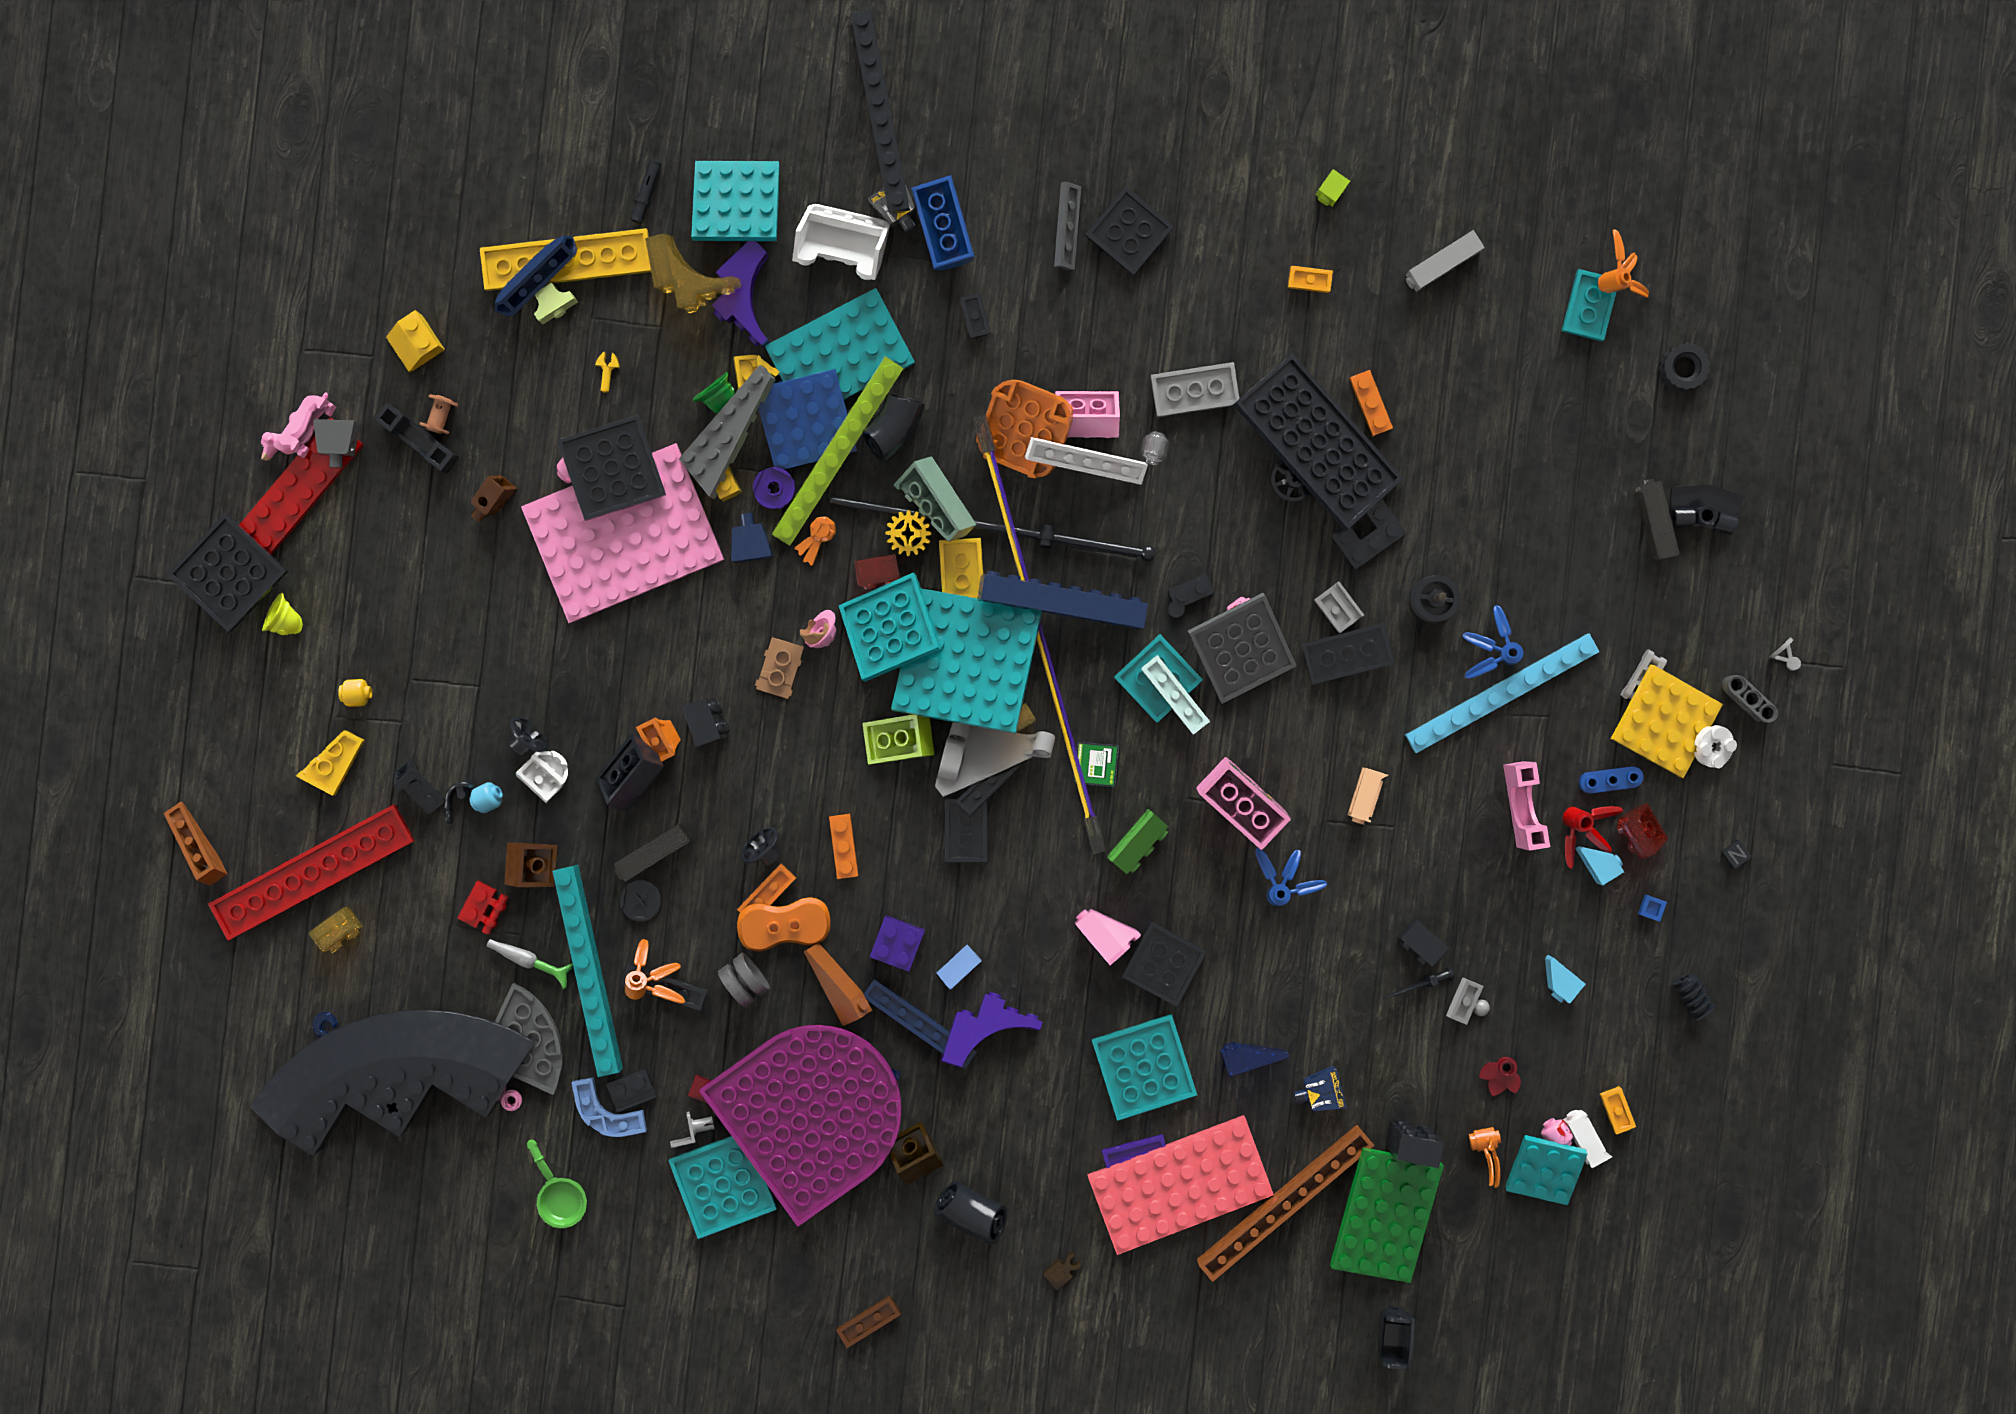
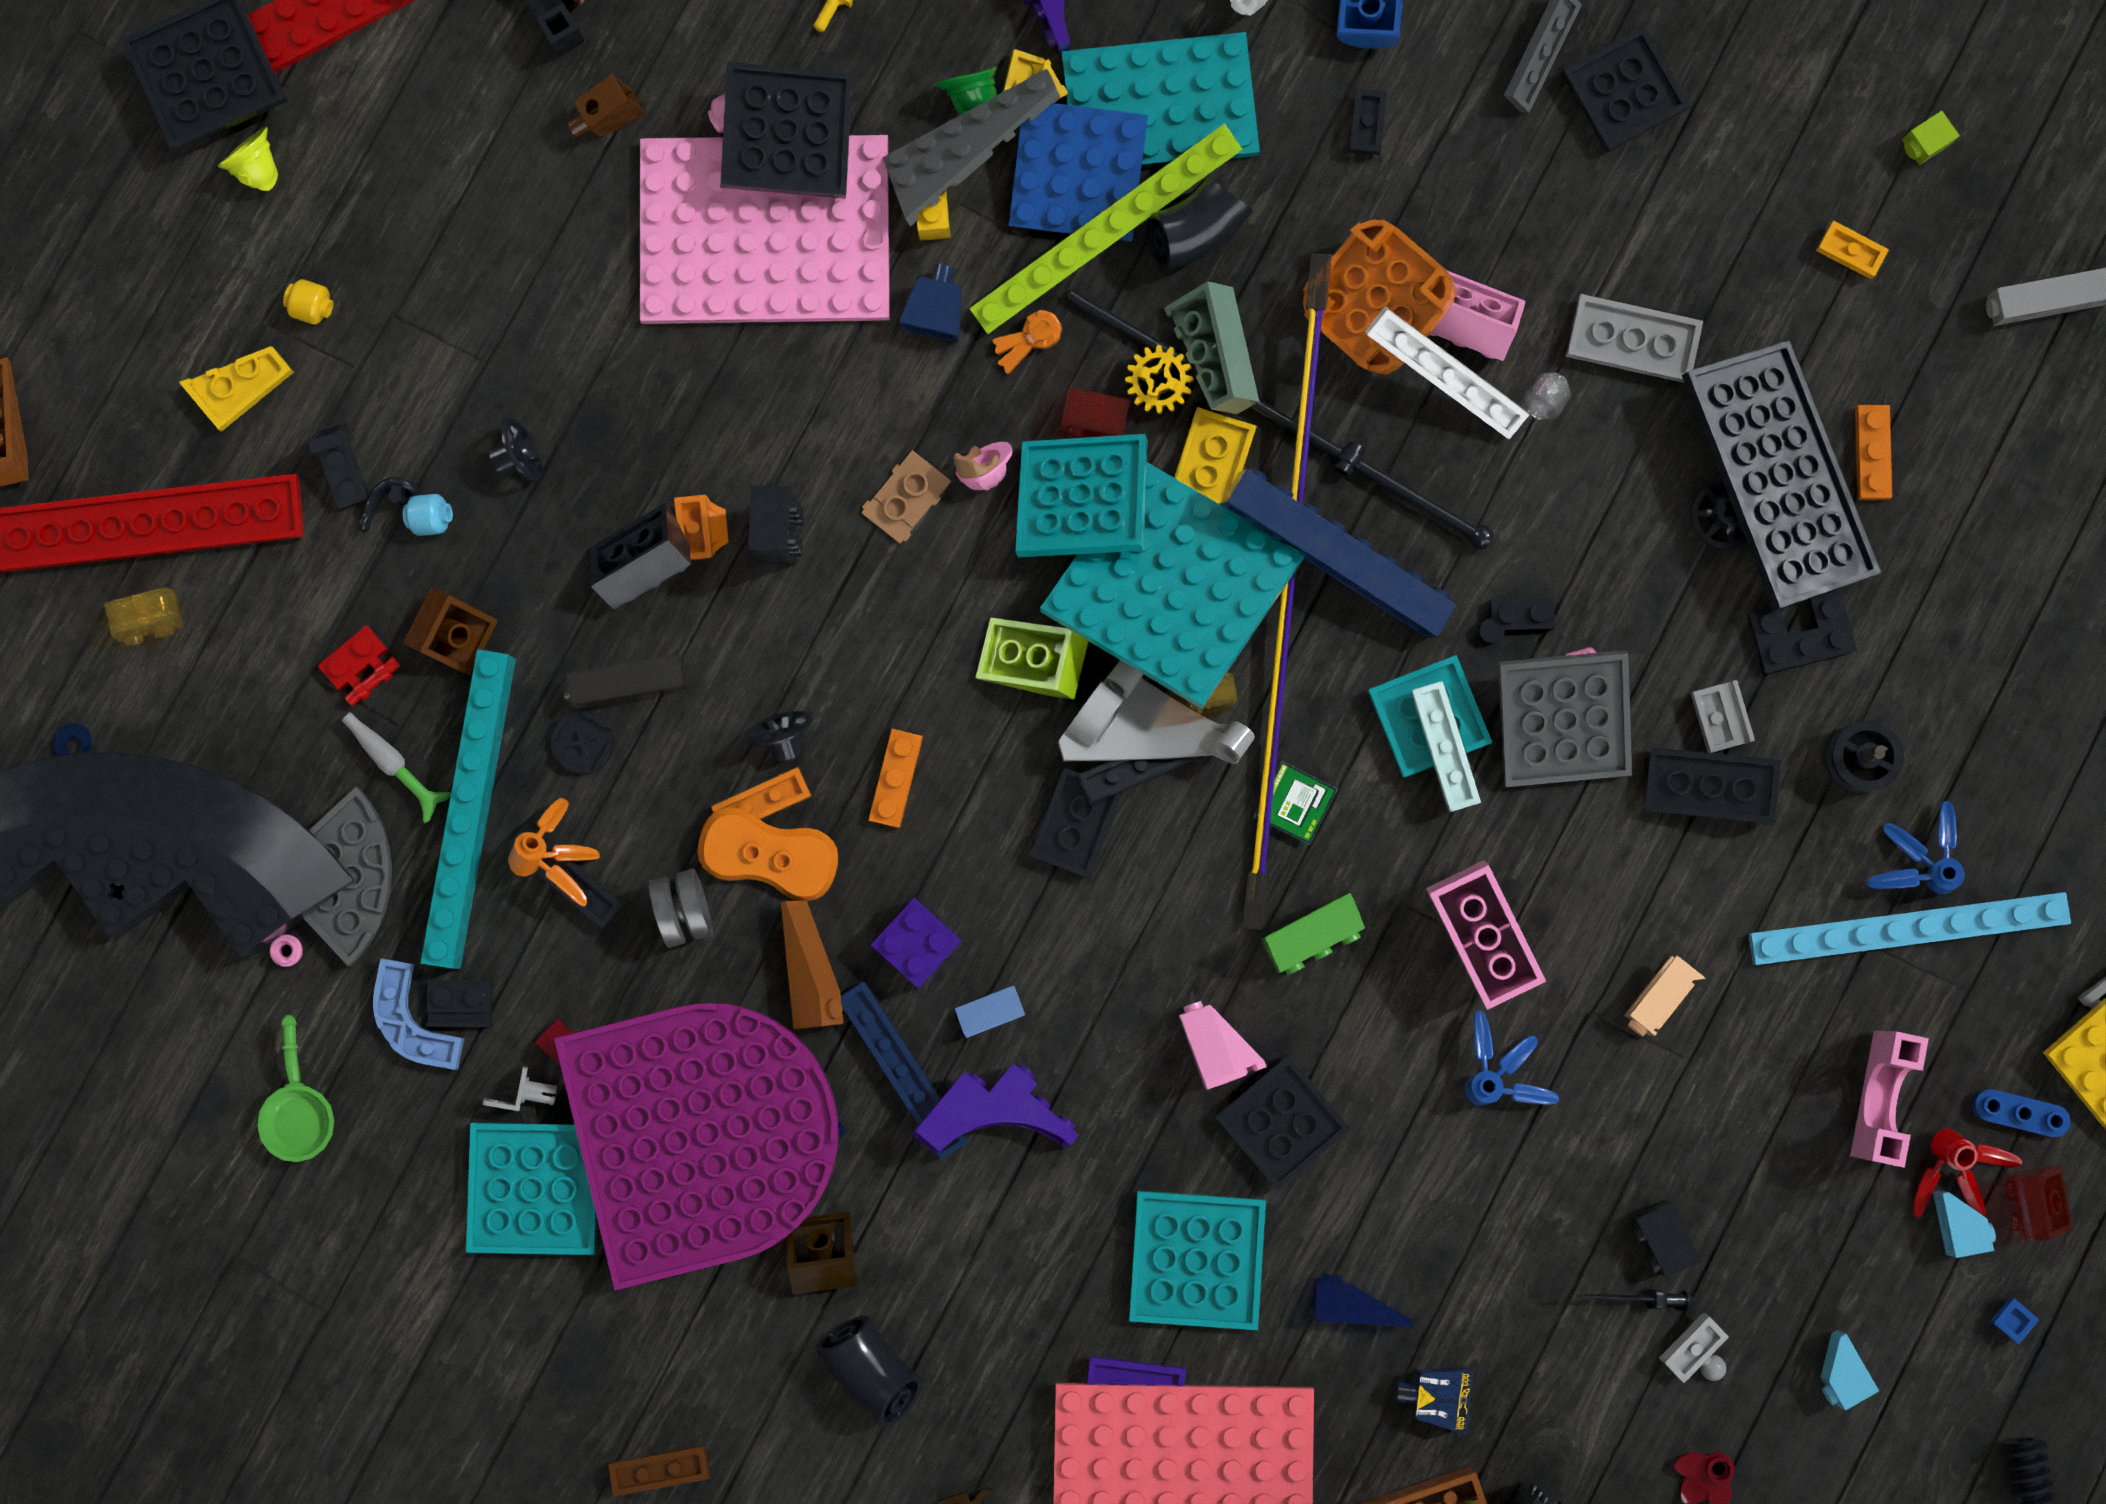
camera: 20 degrees right, 5 degrees down
(544, 774) = (521, 514): white slope -> none
(762, 490) = (1015, 248): dark purple plate -> none

